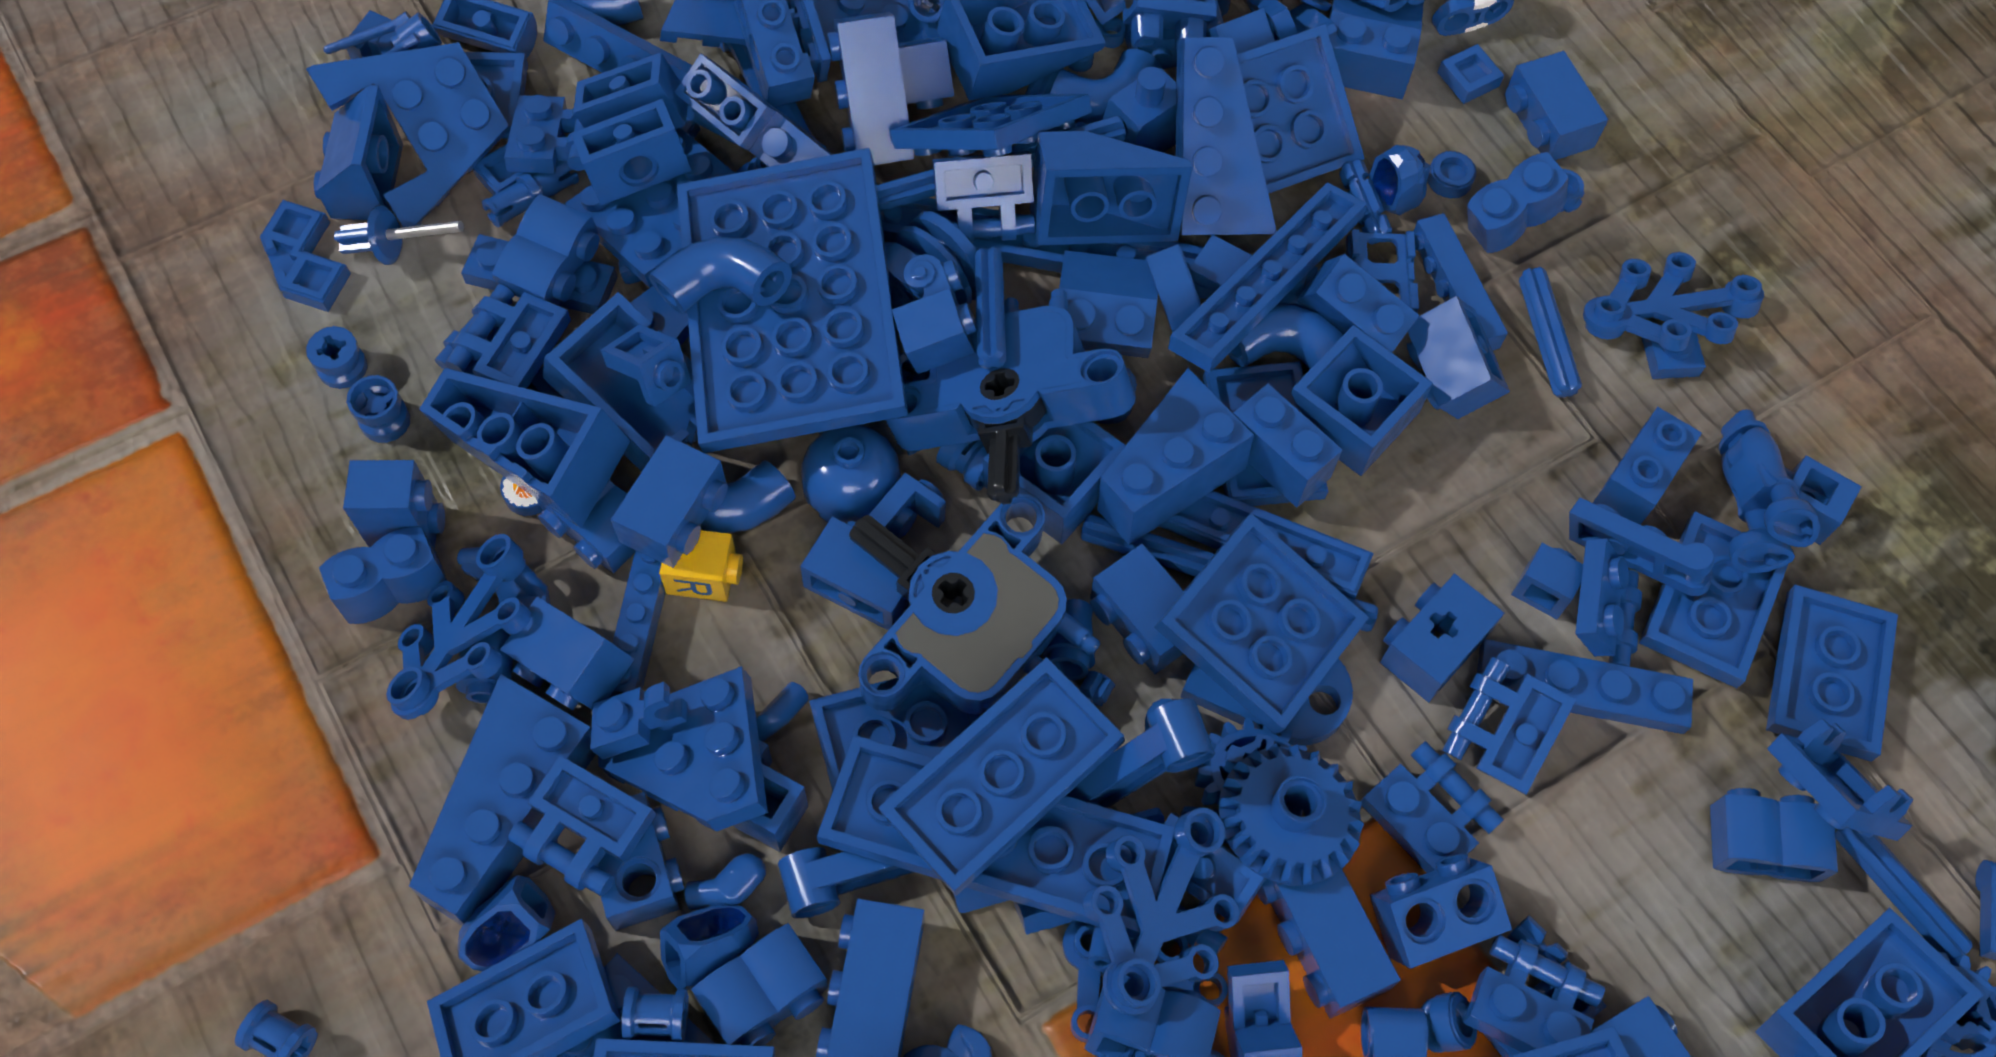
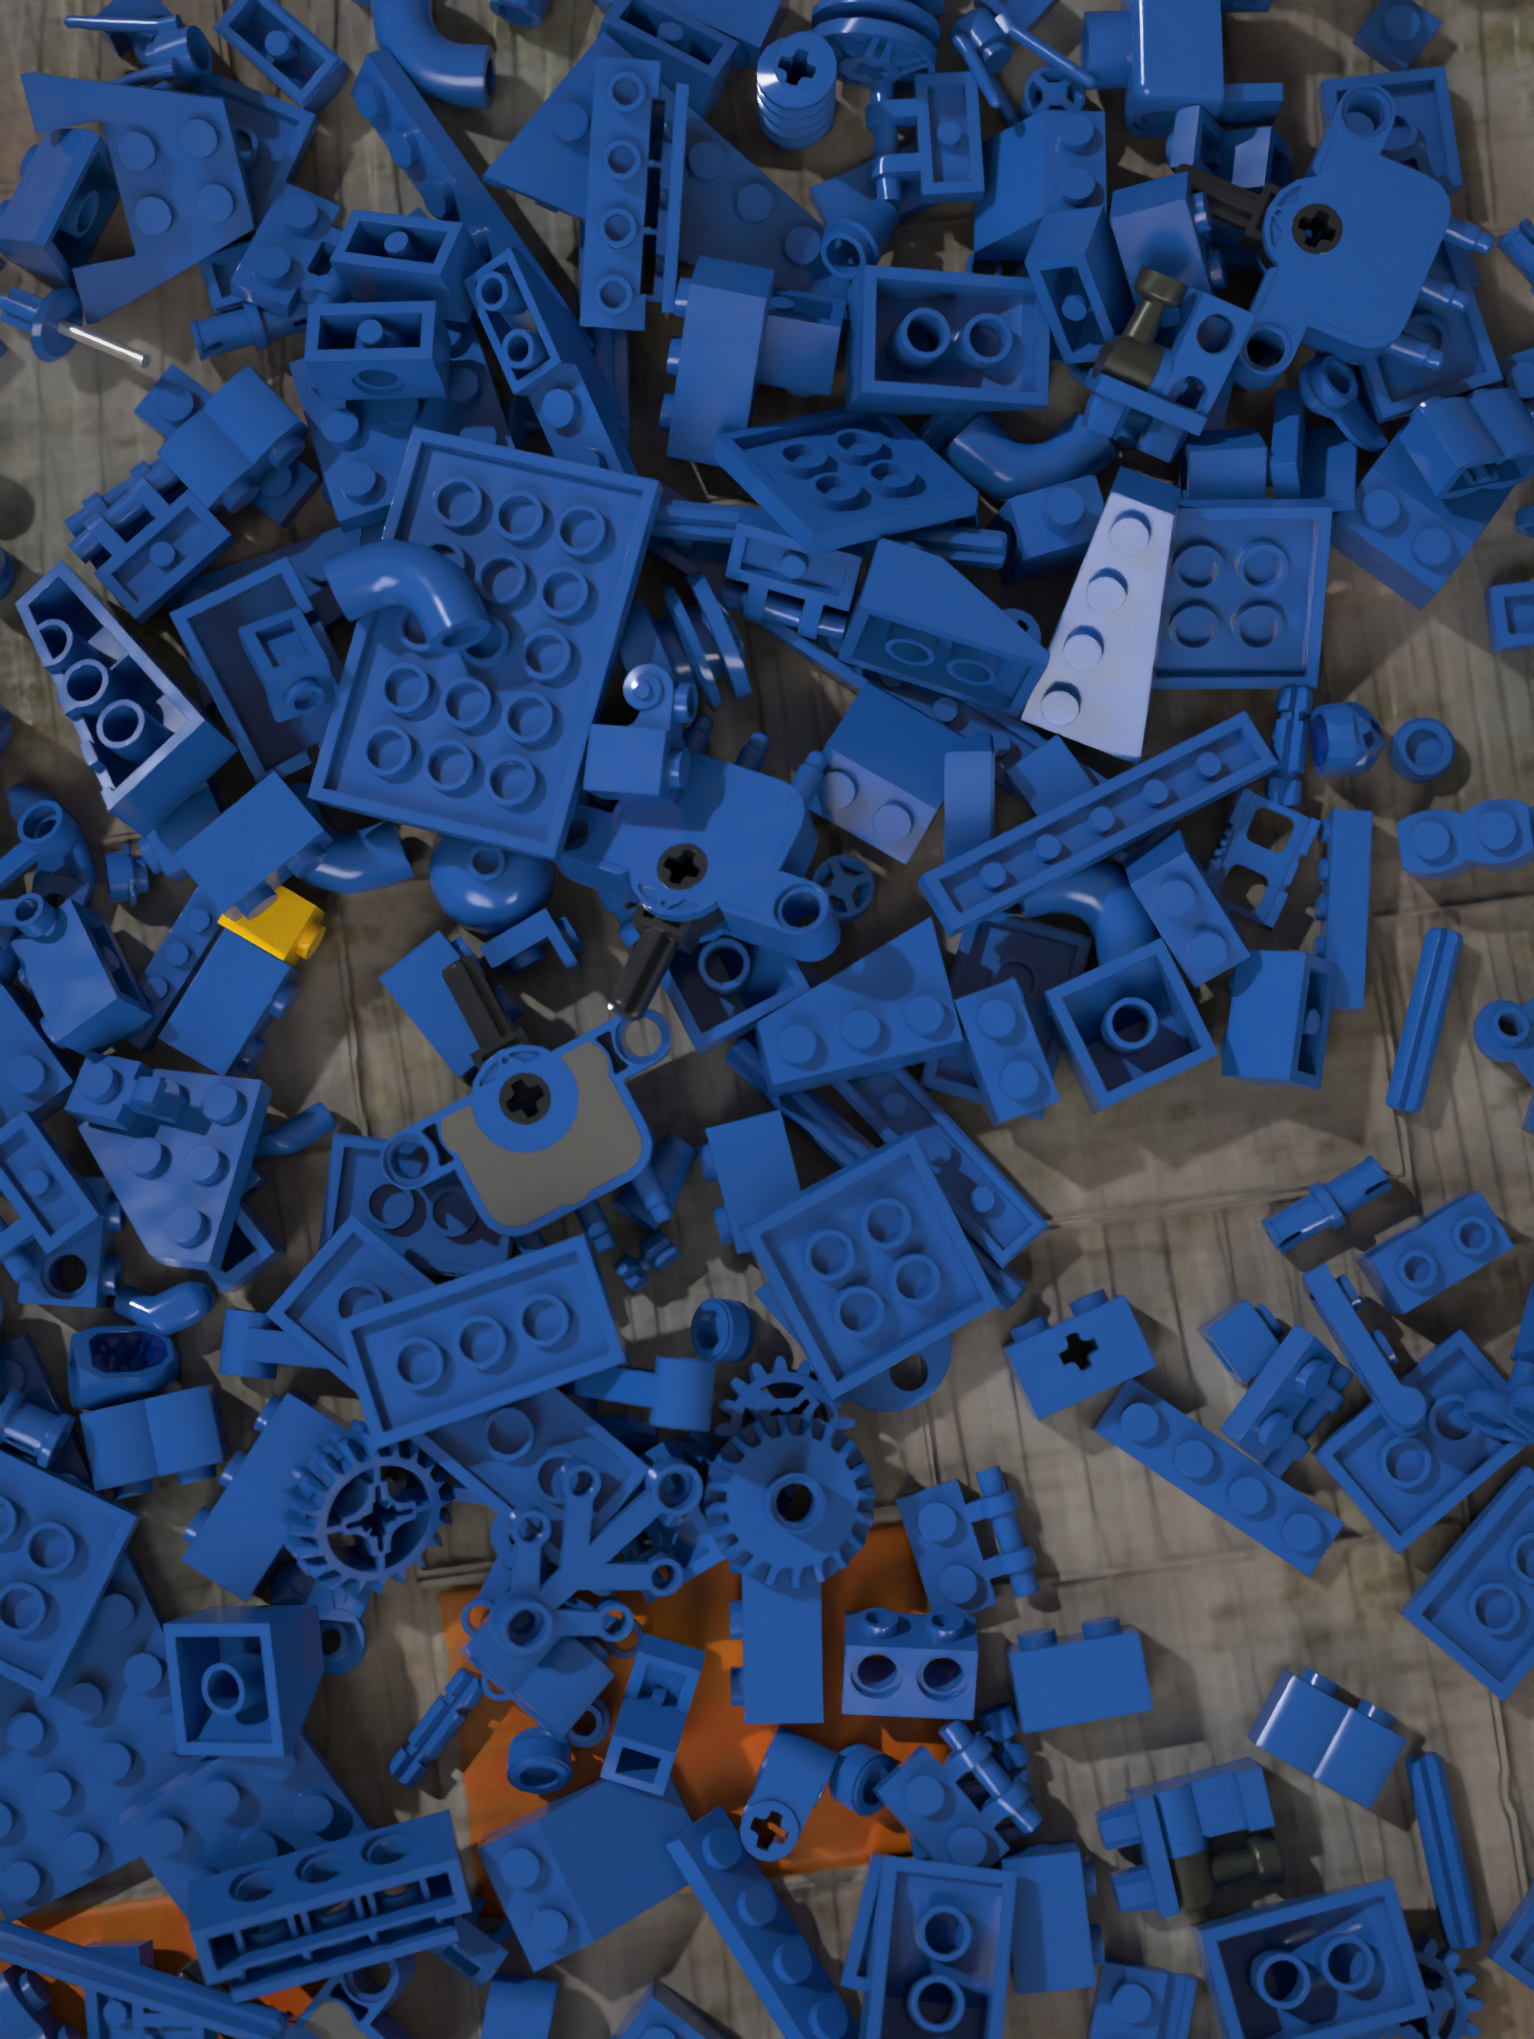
camera: 25 degrees right, 20 degrees up
(571, 579) = (125, 875): none -> blue plate
(692, 632) = (231, 1006): none -> blue brick
(967, 949) = (349, 1496): none -> blue gear
(990, 308) = (718, 755): blue axle -> none
(1524, 733) = (1110, 1508): blue plate -> none
(1554, 470) = (1326, 1205): none -> blue pin
(1567, 869) = (1077, 1675): none -> blue brick
(1705, 967) = (1172, 1833): none -> blue hips
(1839, 788) = (1436, 1695): blue piece -> none

